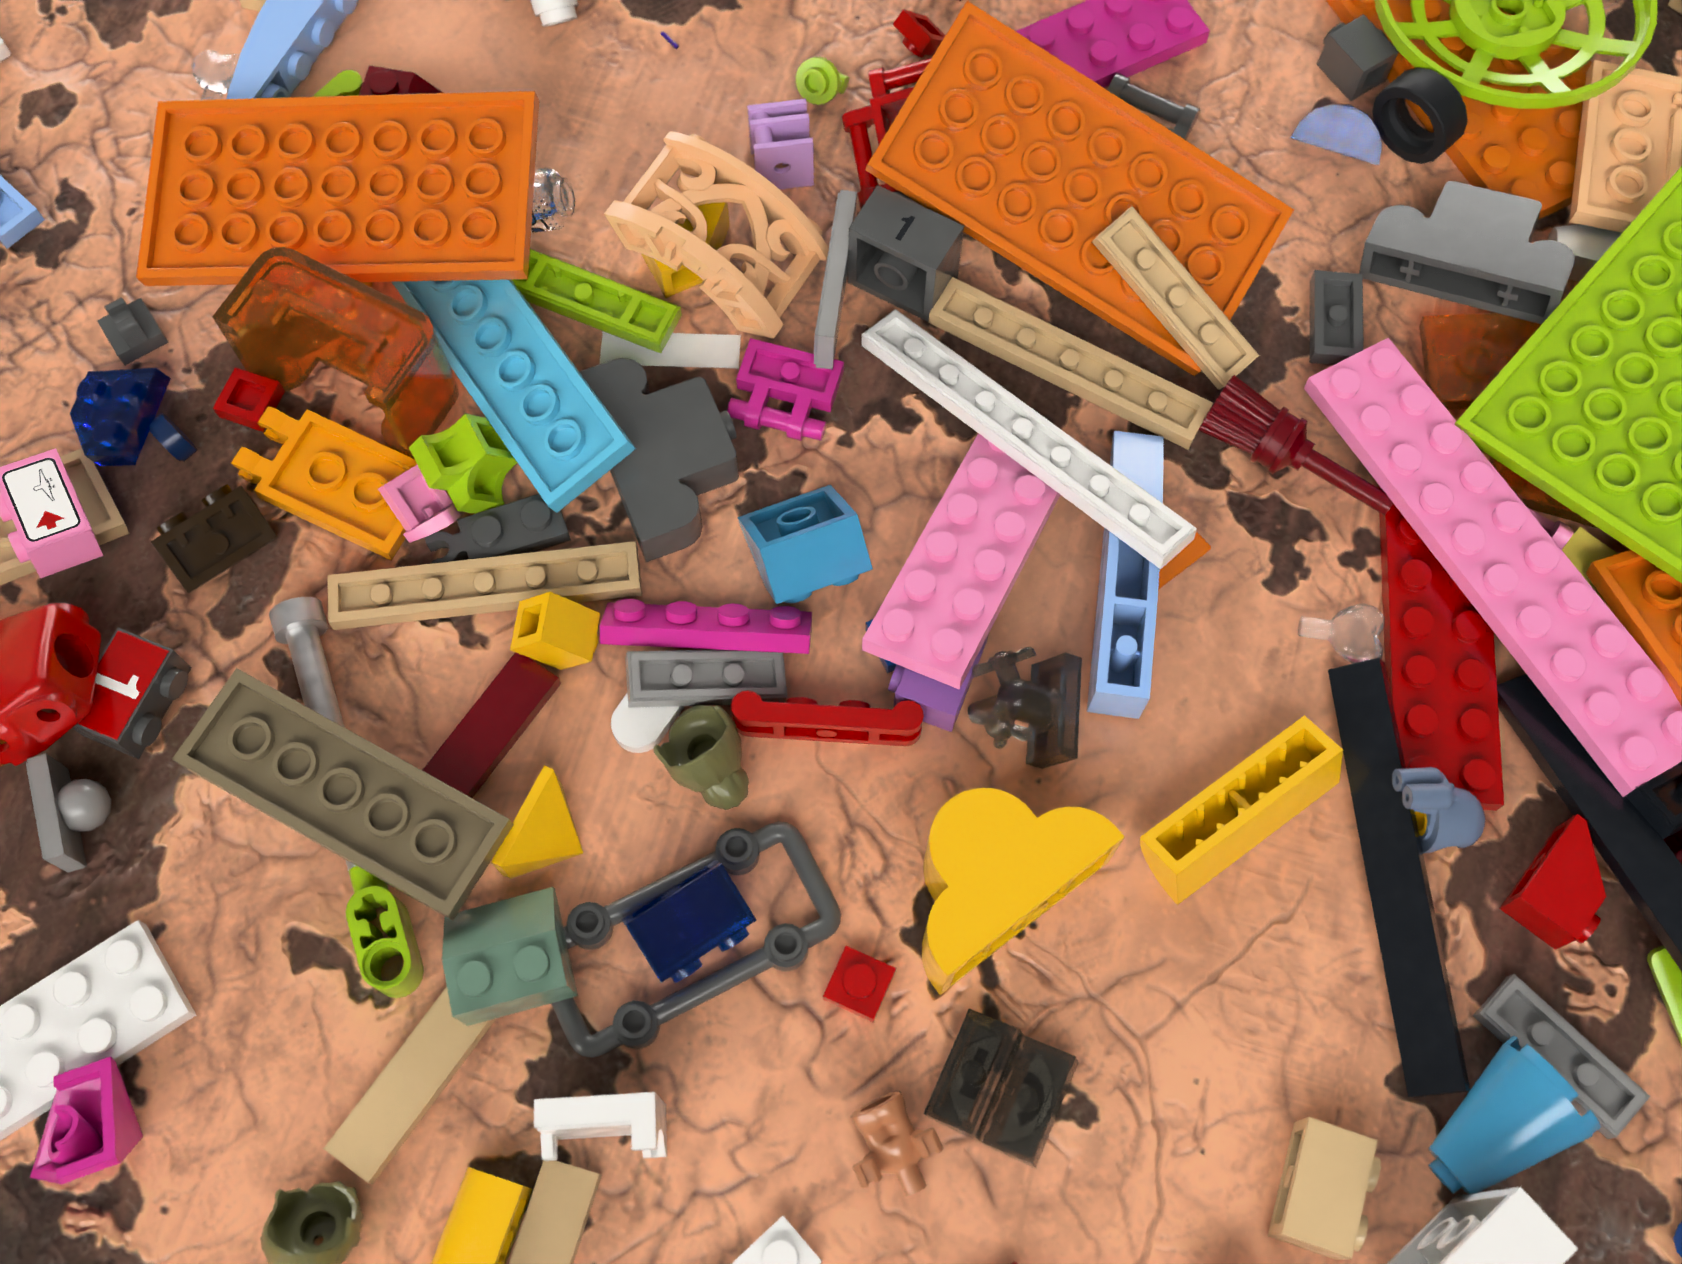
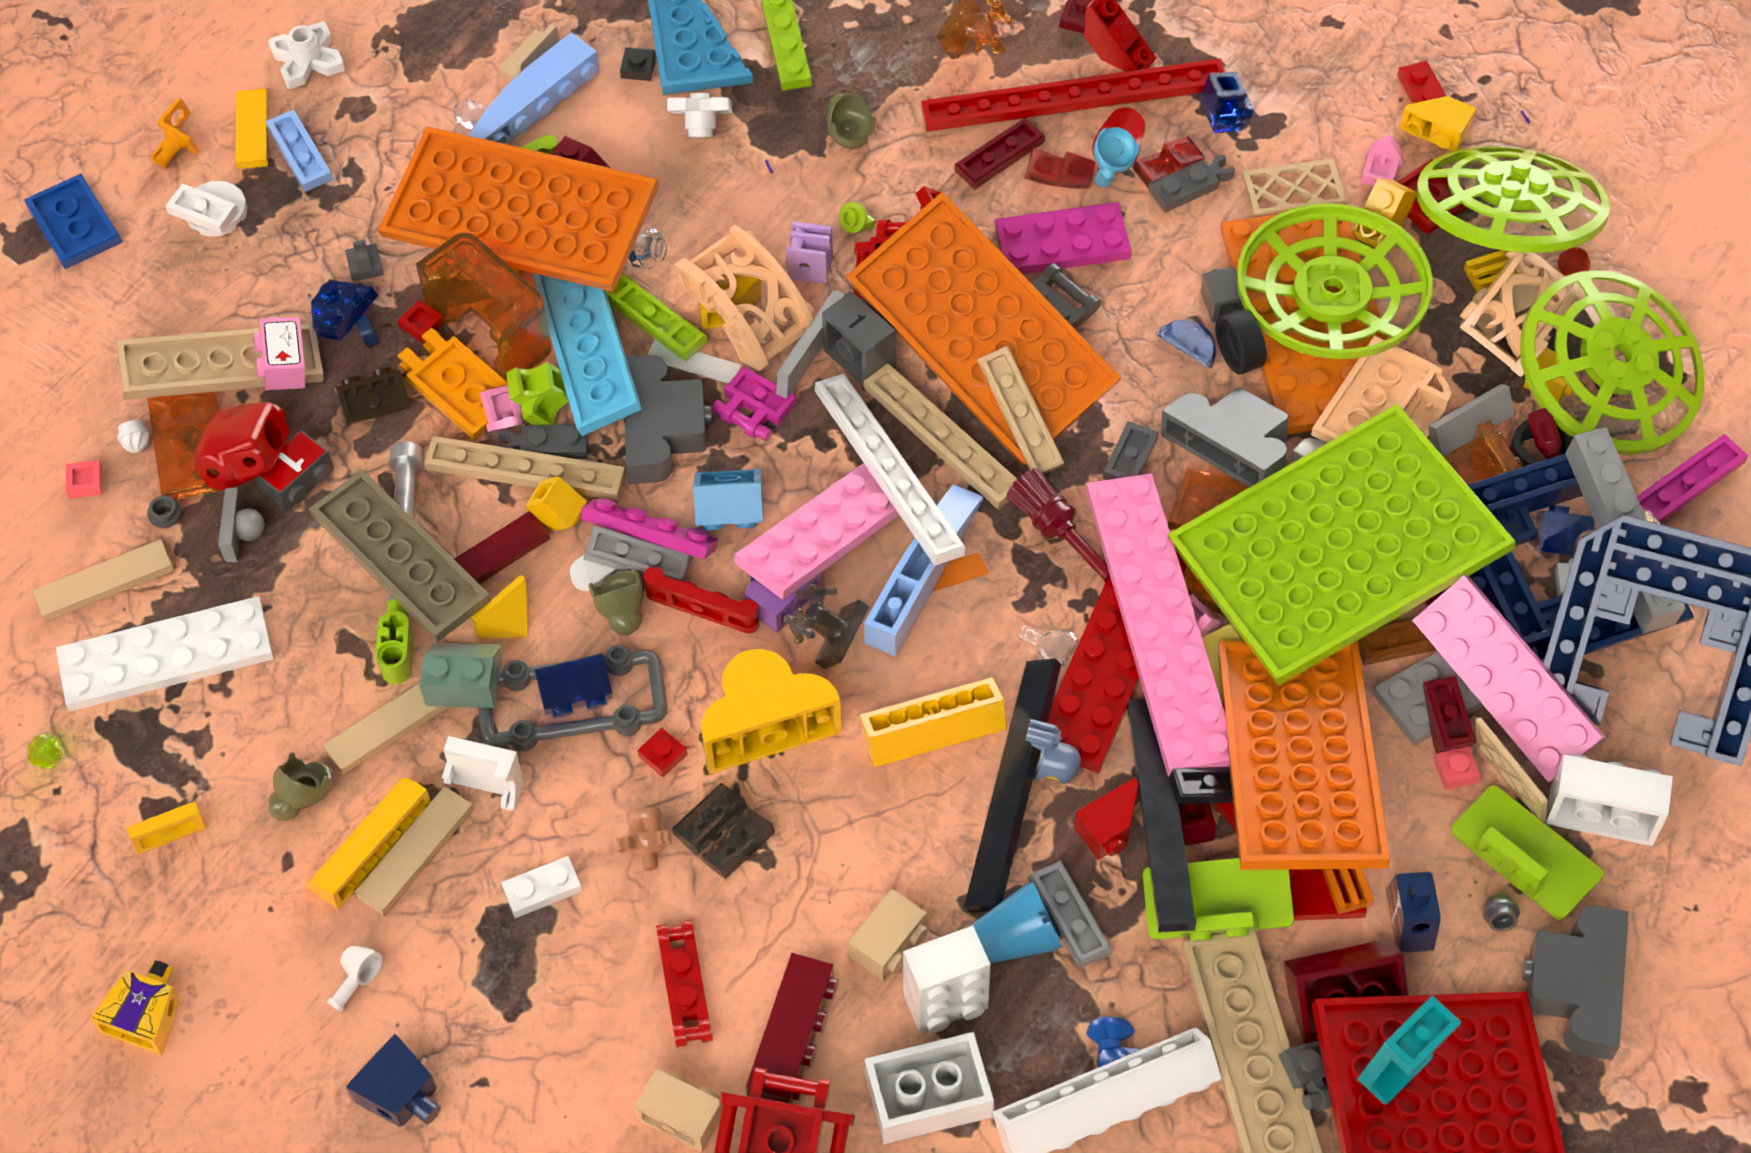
camera: 20 degrees right, 10 degrees down
(87, 1124) = (196, 691): dark pink slope -> none

